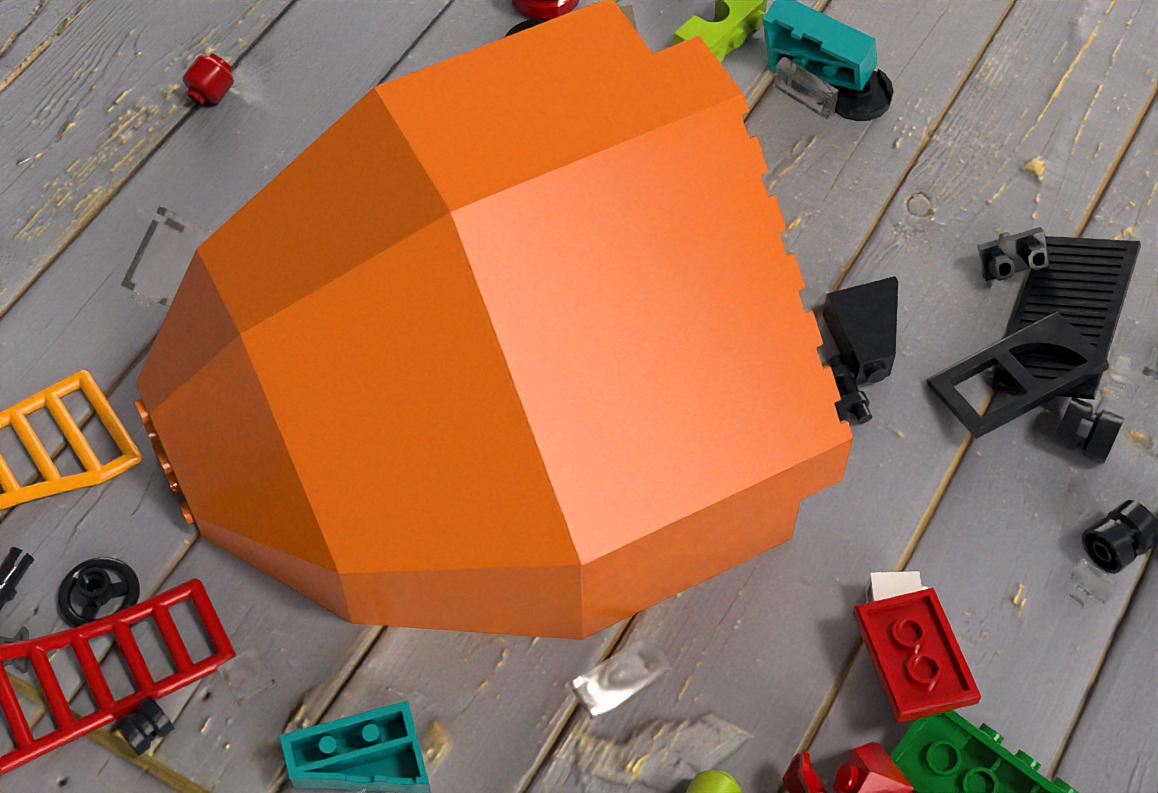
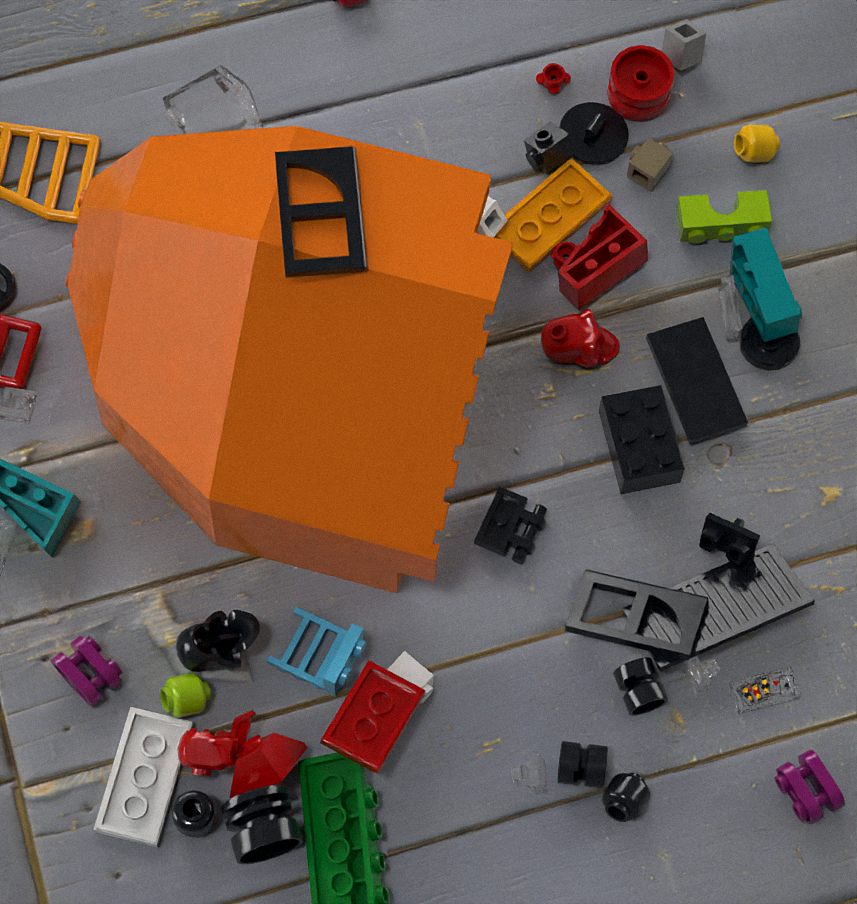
camera: 40 degrees right, 10 degrees up
(463, 28) = (556, 71): none -> red plate
(464, 89) = (341, 169): none -> black window
(620, 676) = (205, 583): clear brick -> none
(693, 718) = (217, 641): none -> black head
(814, 635) = (338, 661): none -> medium azure plate
(842, 160) = (696, 380): none -> black tile
(853, 235) = (641, 439): none -> black brick
(865, 327) = (581, 505): black slope -> none

